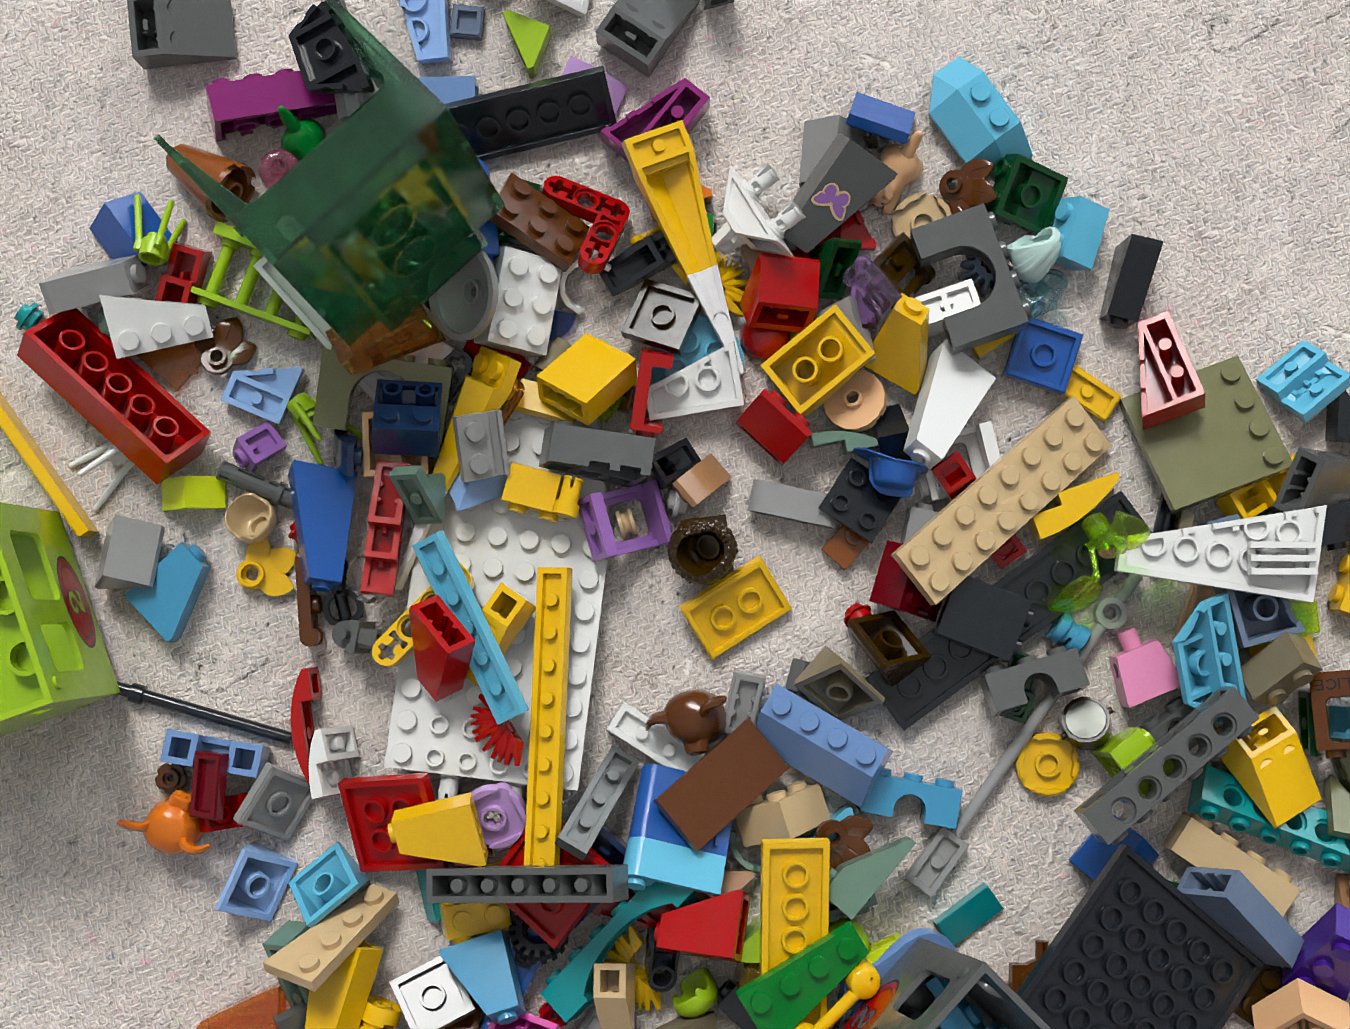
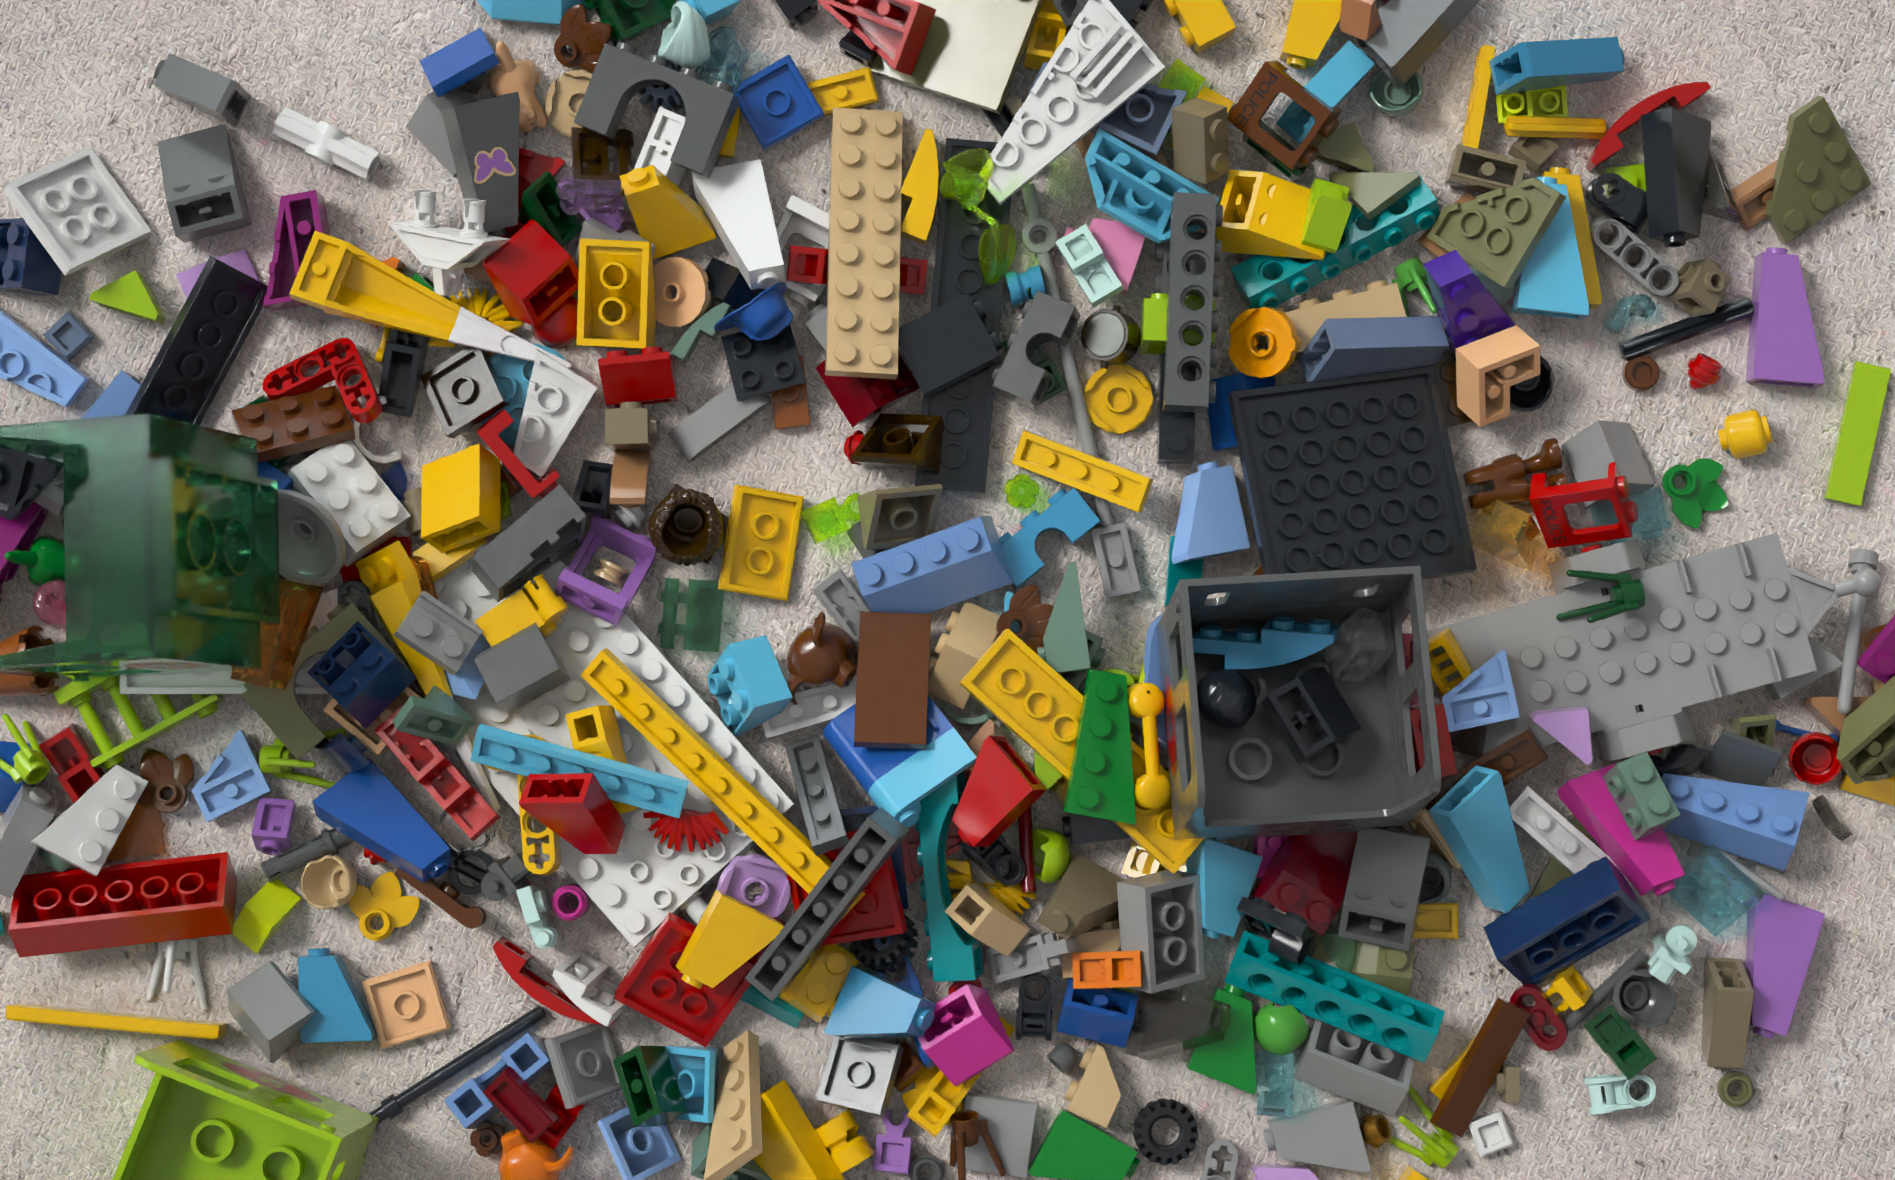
camera: 40 degrees left, 0 degrees up
(215, 642) = (406, 1004): none -> light nougat tile
(299, 860) = (649, 1086): none -> dark green brick
(352, 674) = (534, 907): none -> light aqua plate
(369, 694) = (560, 906): none -> dark pink brick
(506, 522) = (521, 668): none -> dark grey slope
(632, 686) = (748, 684): none -> medium azure slope
(652, 611) = (702, 616): none -> clear green plate
(683, 978) = (1027, 851): none -> dark red bar
(736, 451) = (631, 428): none -> dark tan brick
(746, 78) = (326, 143): none -> white piece
(792, 639) = (828, 518): none -> clear neon green plate
(934, 753) = (1021, 481): none -> clear neon green plate
(978, 786) = (1082, 471): none -> yellow plate
(1025, 900) = (1209, 515): none -> light blue slope
(1060, 824) = (1174, 428): none -> black brick
(1123, 667) = (1089, 265): none -> light aqua slope
(1127, 378) = (856, 49): none -> black slope
(1194, 823) = (1282, 344): none -> light orange plate
(1307, 804) = (1326, 215): none -> lime slope
(1311, 895) = (1413, 277): none -> bright green plant

